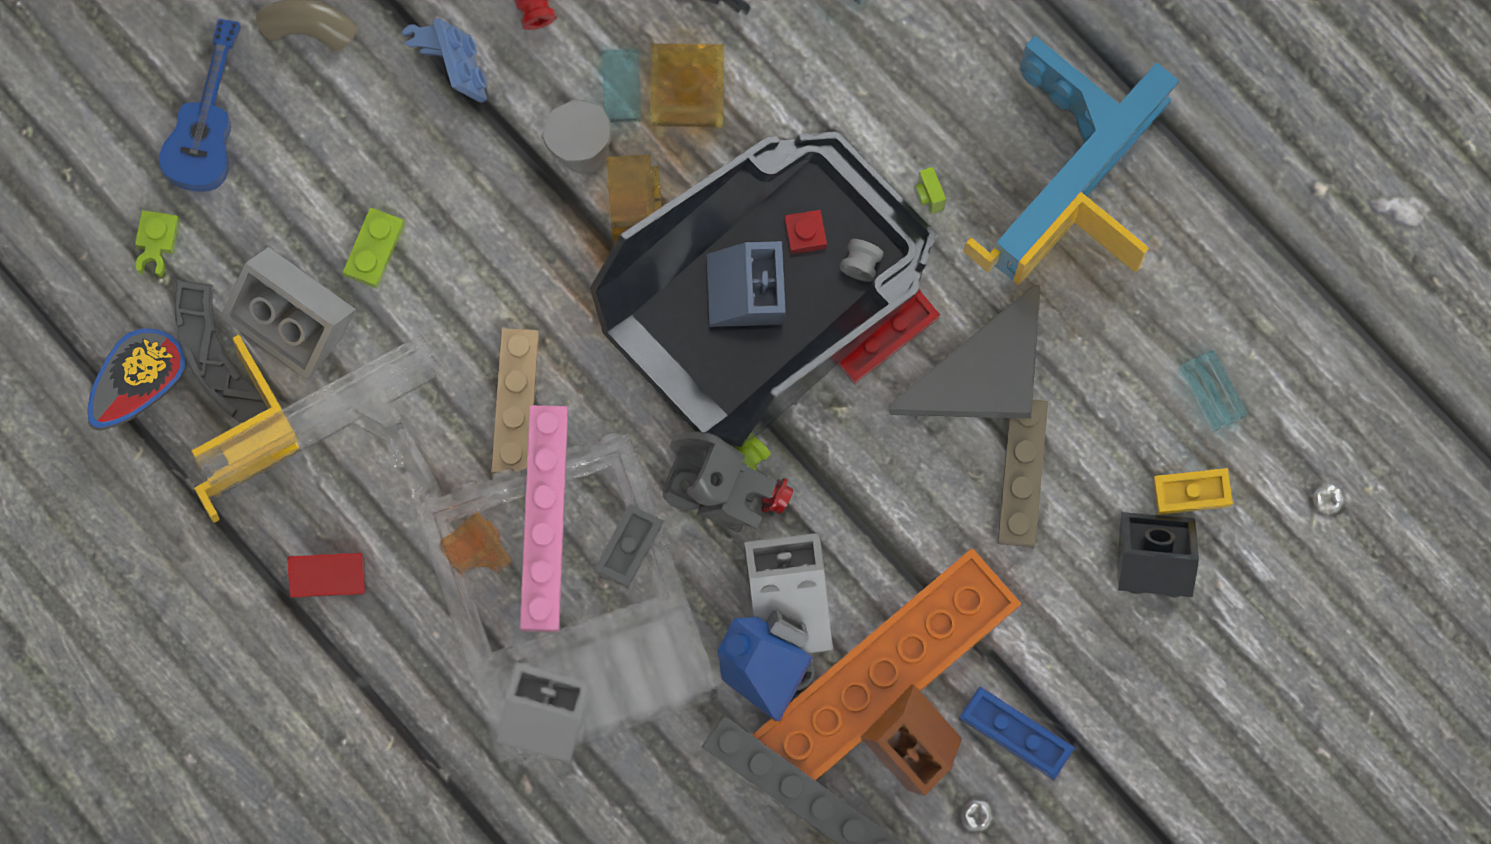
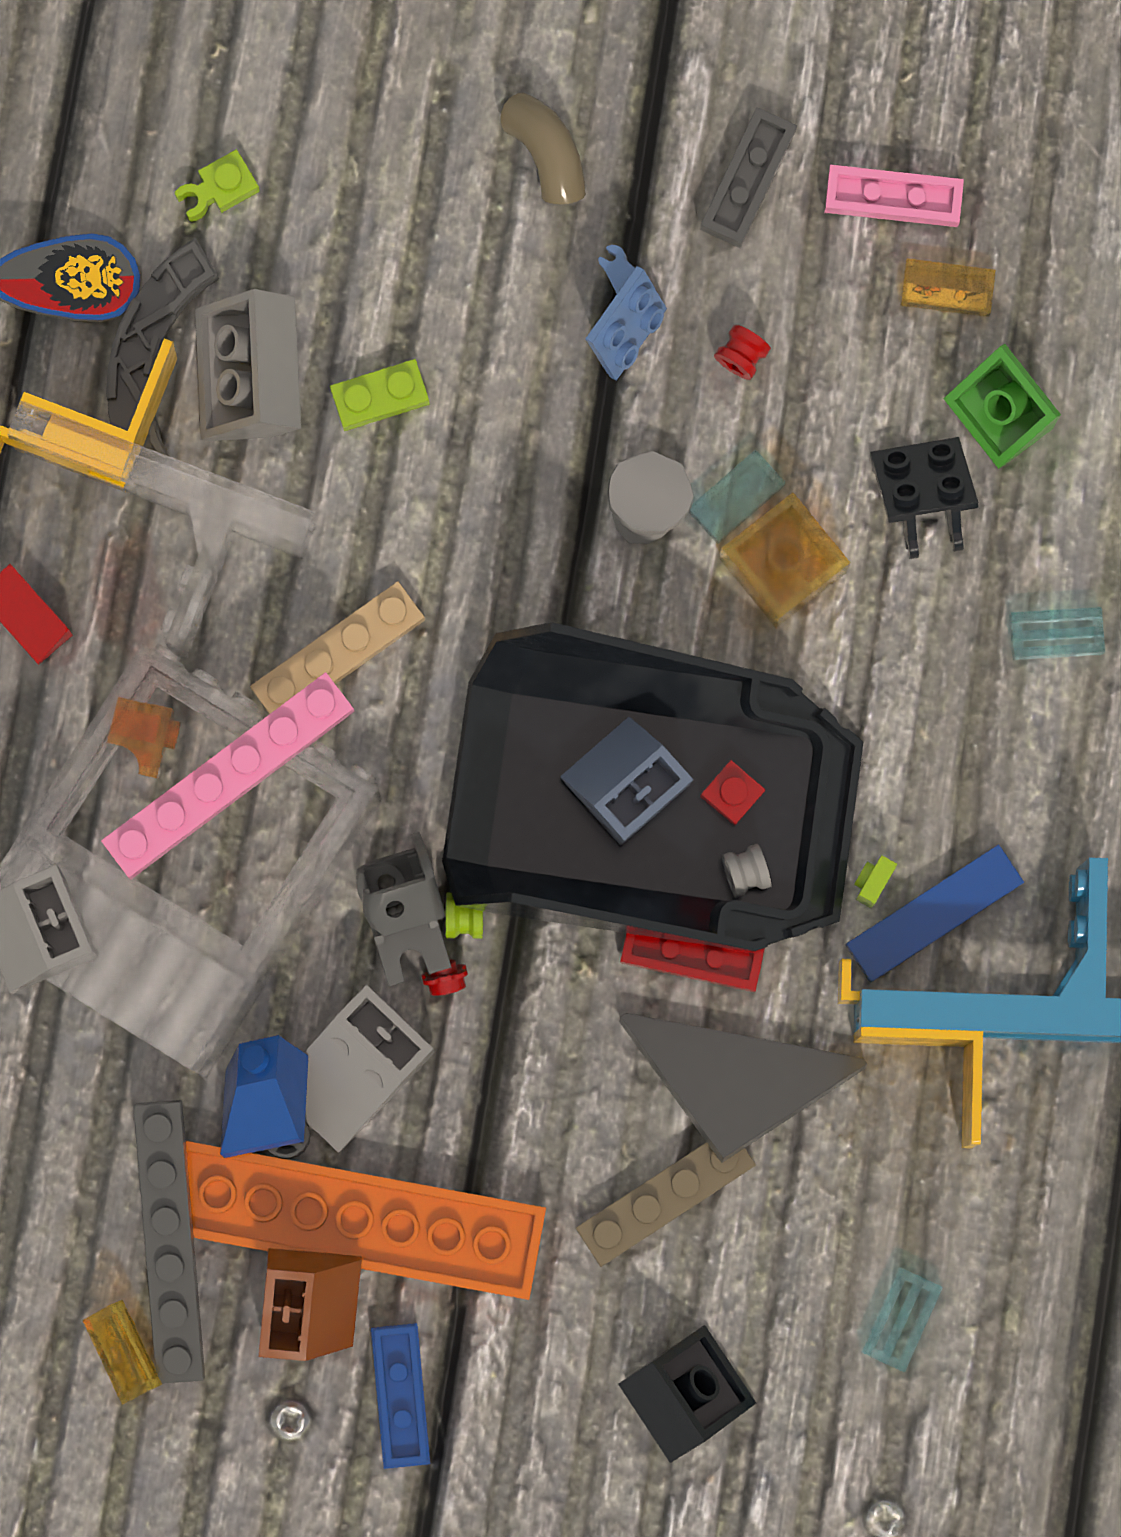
camera: 50 degrees right, 5 degrees up
(196, 149) = (339, 149): blue piece -> none
(628, 546) = (263, 878): dark grey plate -> none
(632, 191) = (624, 597): clear yellow brick -> none
(787, 628) = (316, 1094): tile -> none
(979, 172) = (934, 913): none -> blue tile
(1192, 491) = (780, 1379): yellow plate -> none

